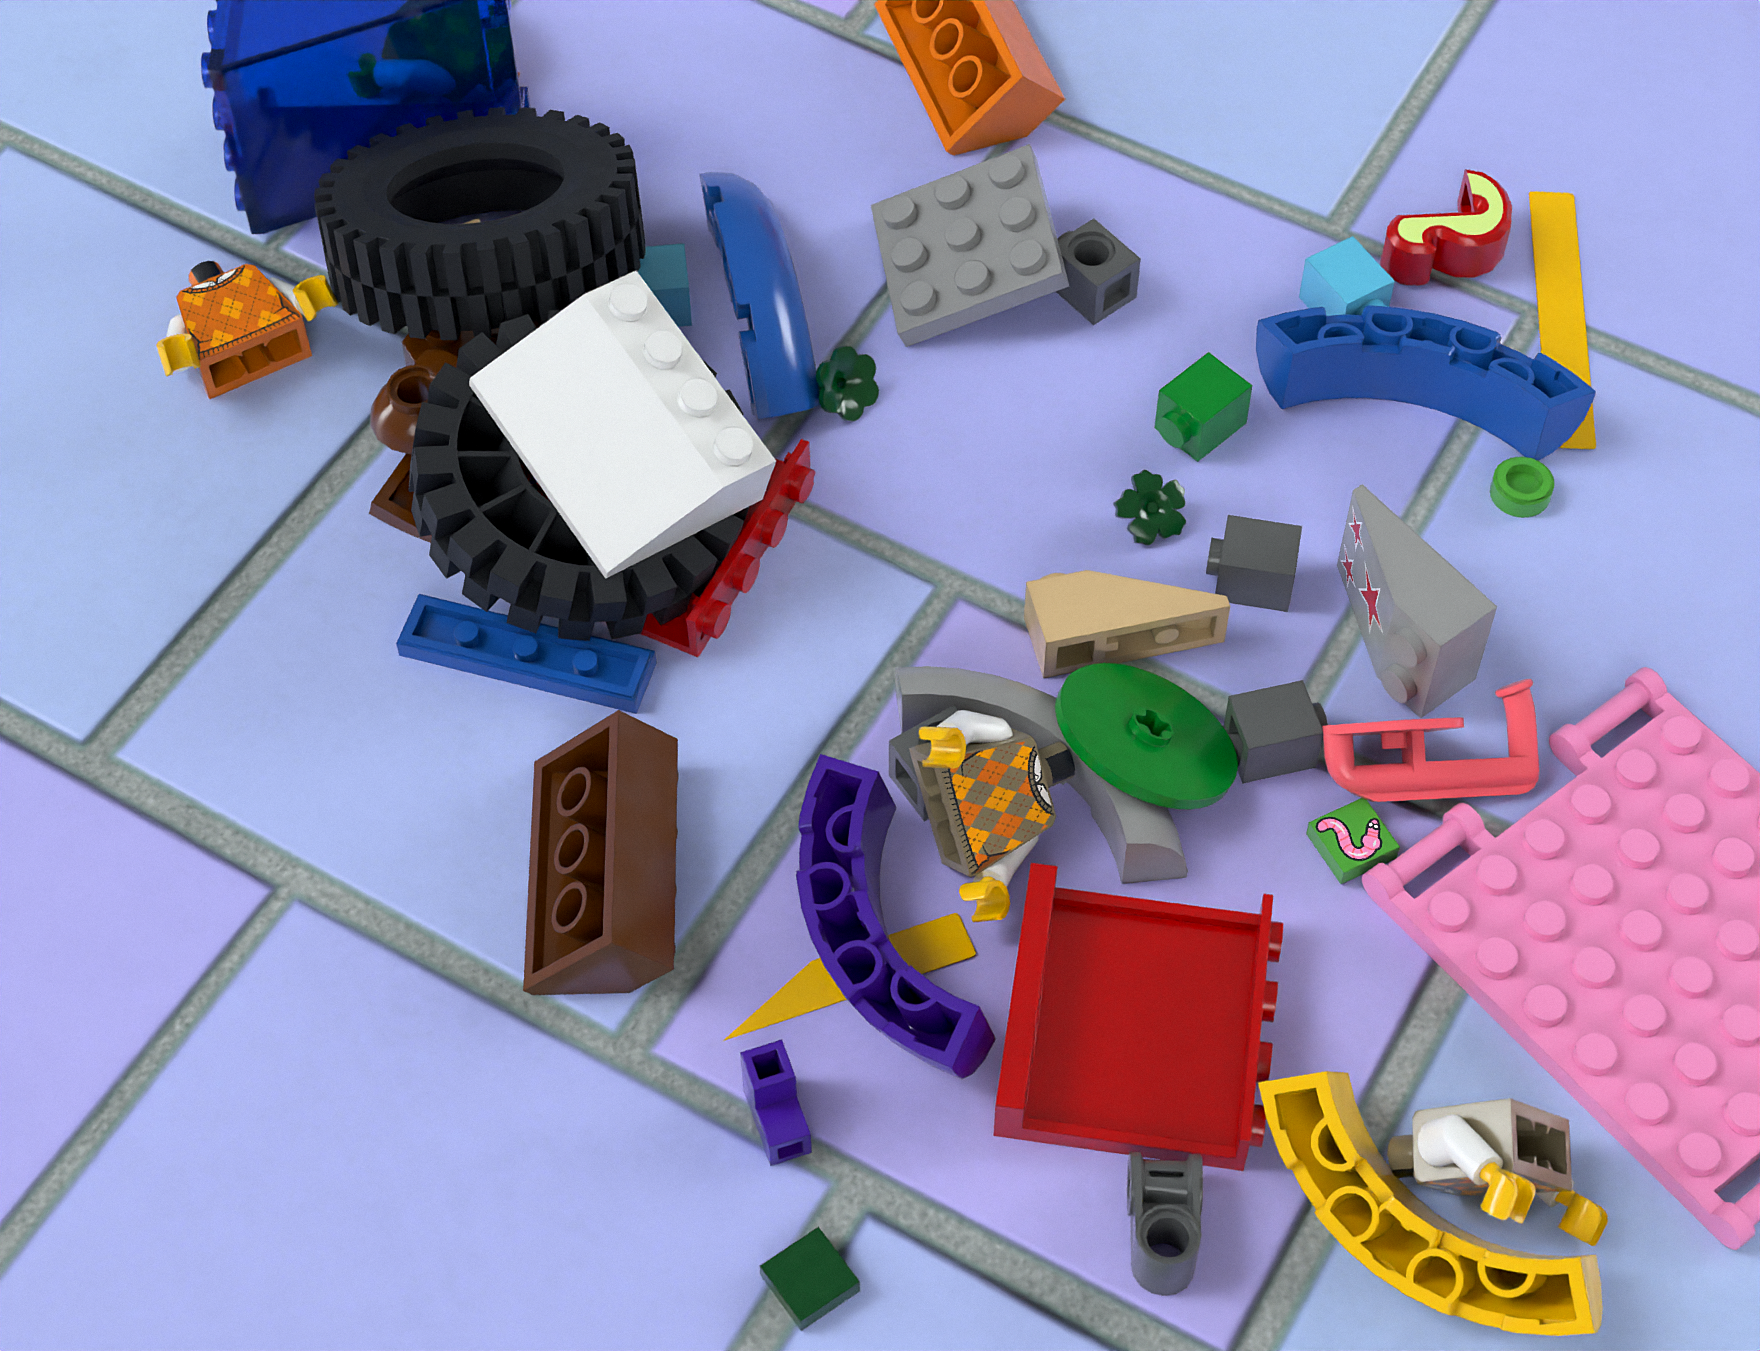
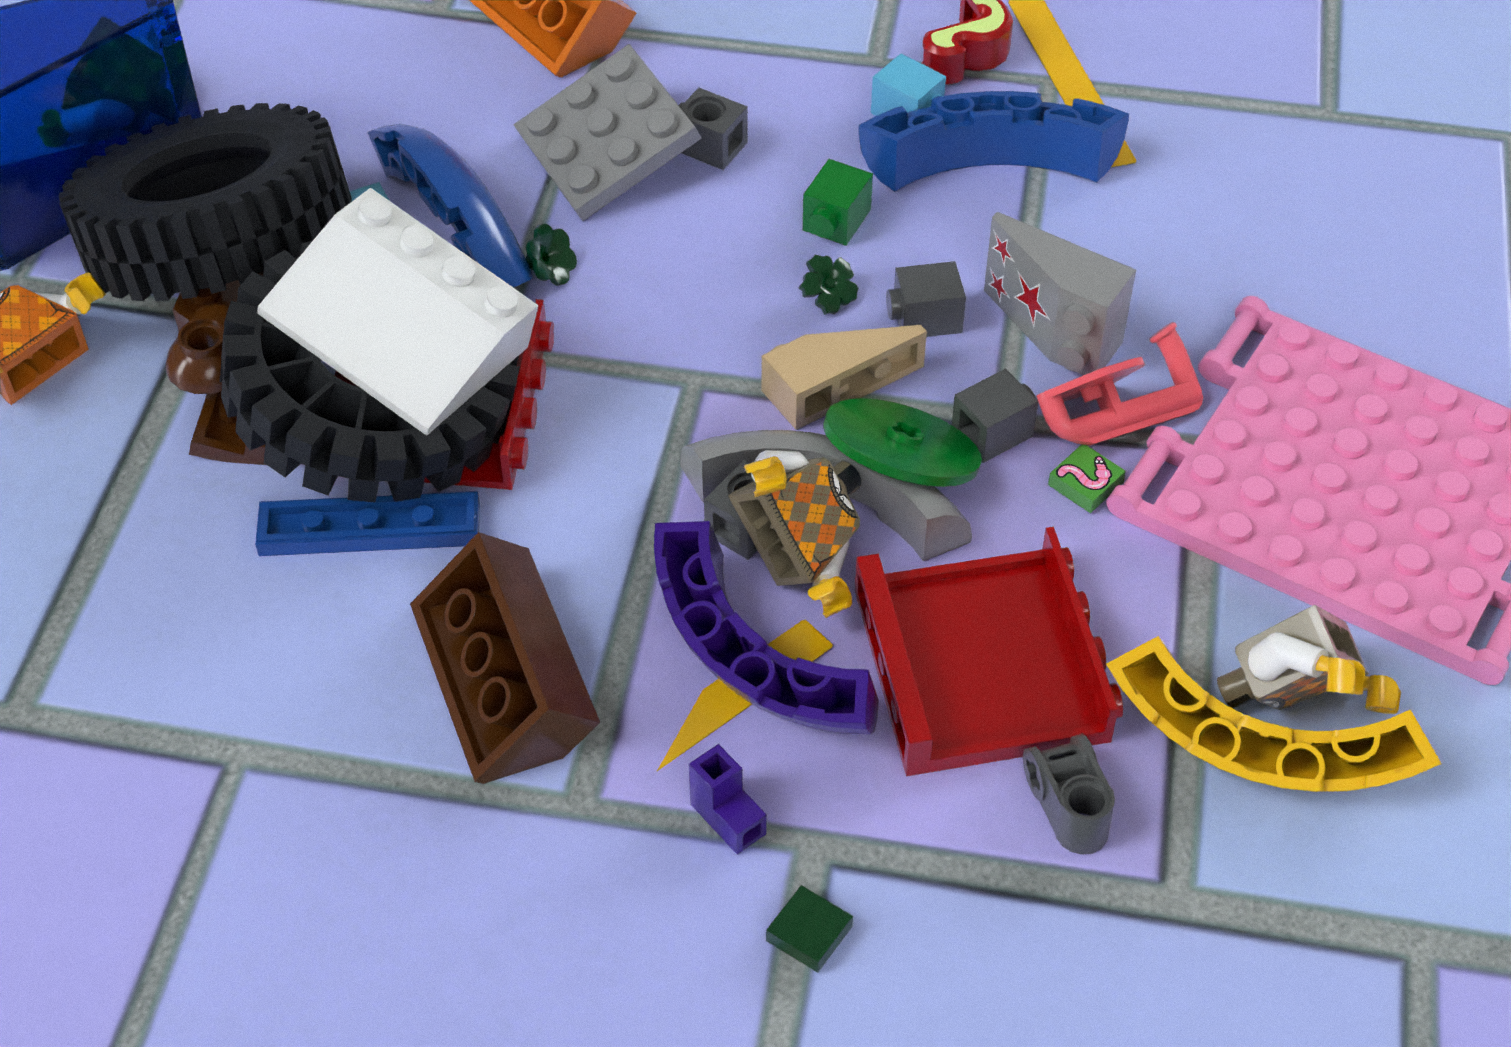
camera: 20 degrees left, 5 degrees down
(1521, 487) = (1096, 200): bright green tile -> none

